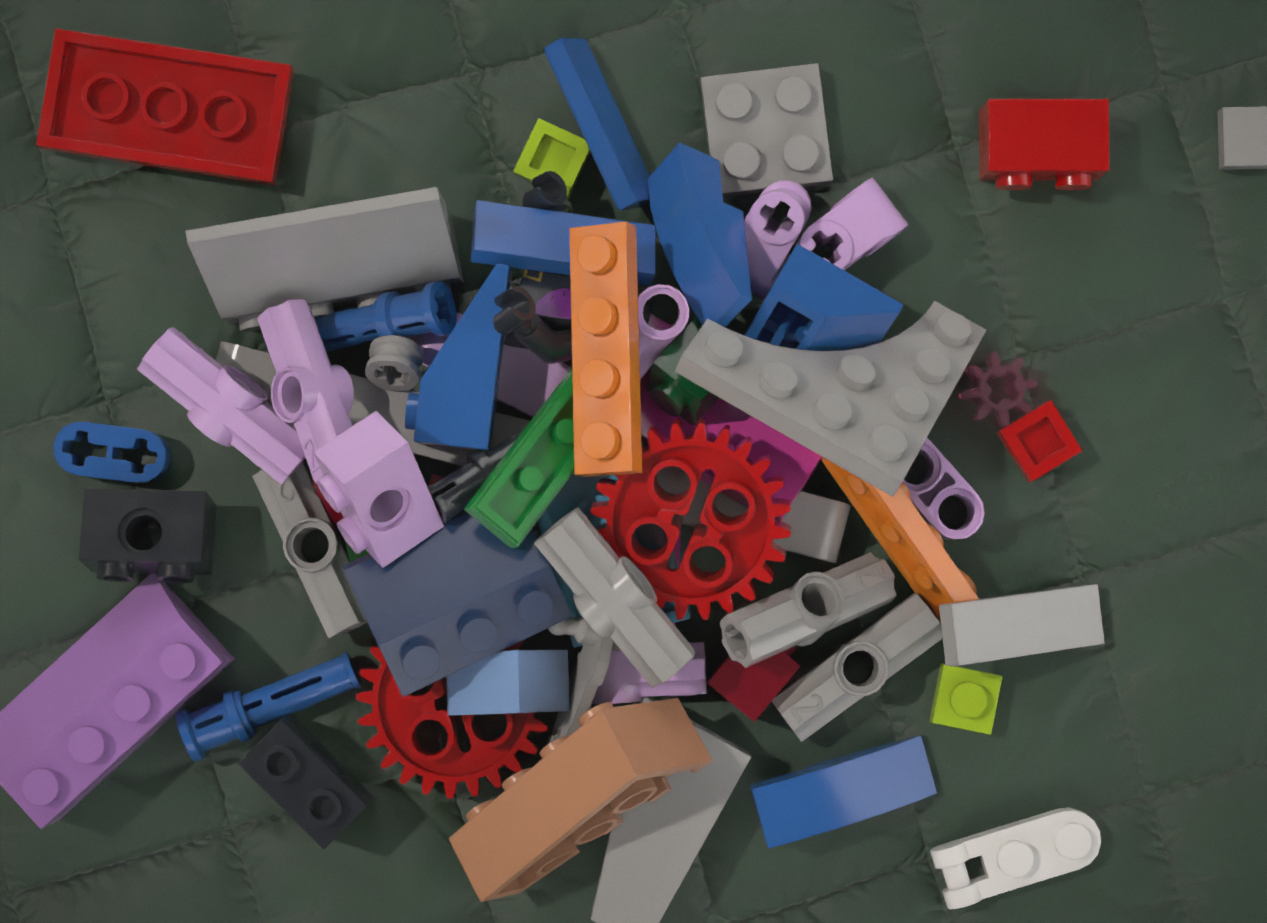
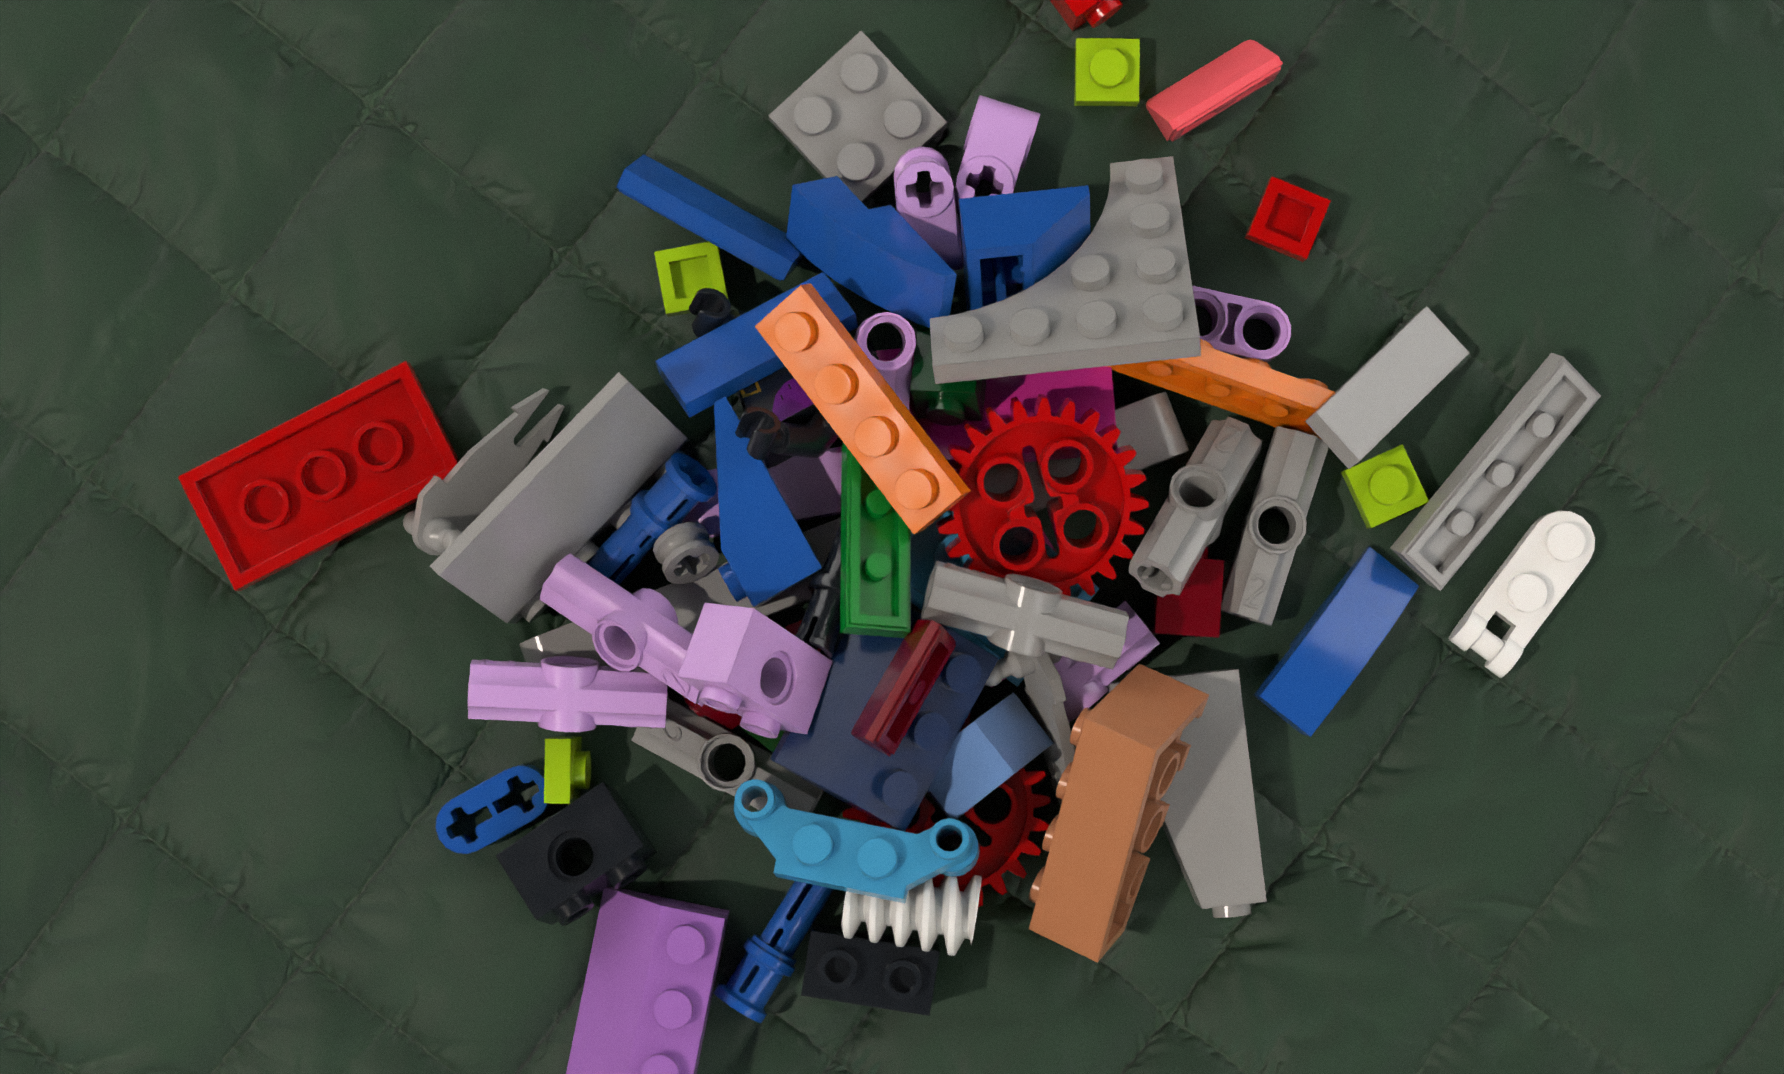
camera: 30 degrees left, 0 degrees up
(186, 461) = (565, 769): none -> lime plate
(280, 191) = (453, 503): none -> light grey piece
(349, 681) = (848, 852): none -> dark azure plate
(368, 755) = (926, 910): none -> white piece
(482, 586) = (904, 686): none -> dark red slope
(982, 230) = (1107, 72): none -> lime plate
(1014, 388) = (1233, 188): clear pink gear -> none
(1054, 301) = (1213, 88): none -> coral slope
(1058, 748) = (1495, 471): none -> light grey tile

